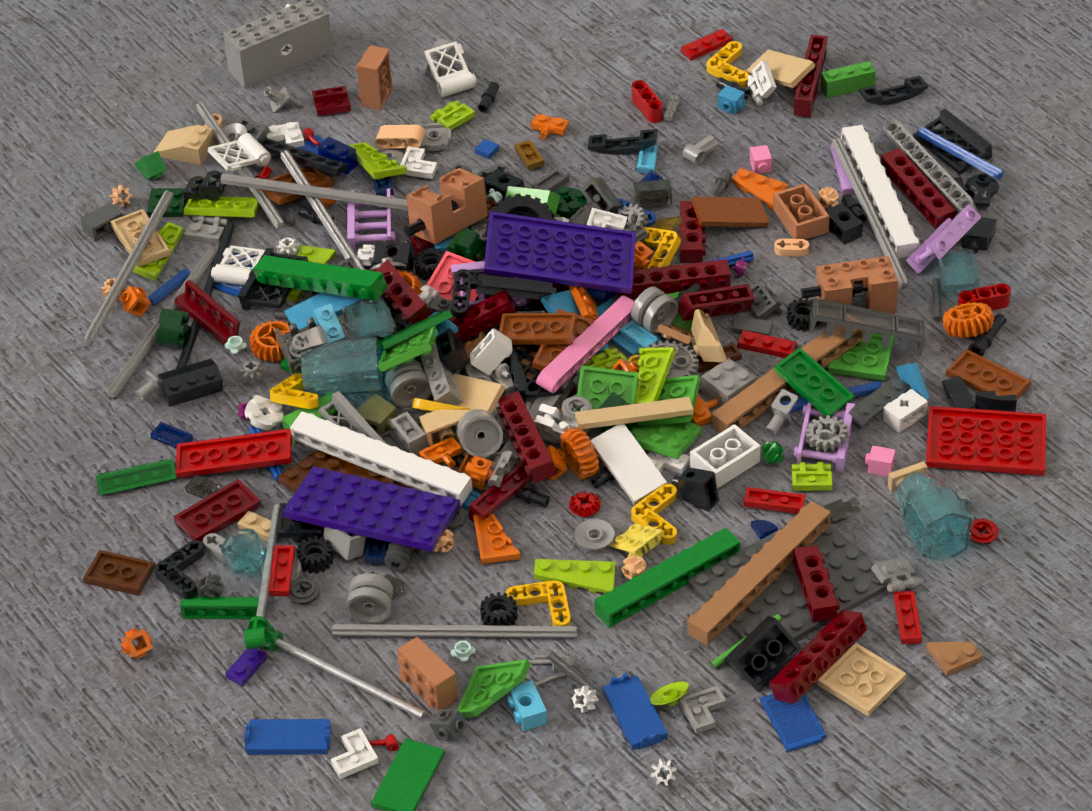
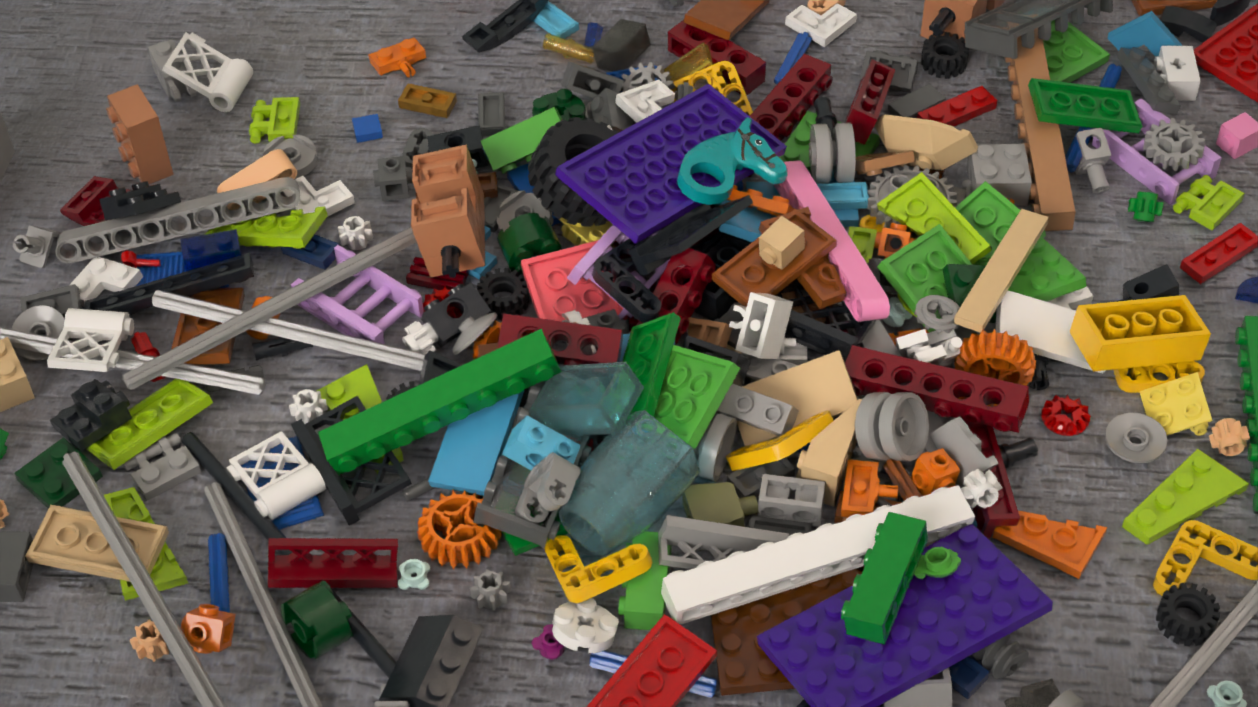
camera: 50 degrees left, 5 degrees up
(336, 107) = (136, 201): none -> black plate
(345, 129) = (168, 229): none -> light grey beam
(379, 479) = (885, 577): none -> green brick
(408, 187) = (355, 233): none -> white gear
(412, 495) = (937, 563): none -> bright green animal
(478, 487) = (981, 488): none -> white gear
(488, 97) = (287, 73): black pin -> none
(540, 319) = (781, 243): none -> tan brick
(580, 266) = (721, 158): none -> teal animal
(629, 175) = (568, 48): none -> clear yellow pin
(657, 491) = (1139, 333): none -> yellow brick
(726, 455) = (1118, 244): white brick -> none
(740, 267) = (818, 51): magenta plate -> none
(767, 257) = (823, 27): none -> white plate

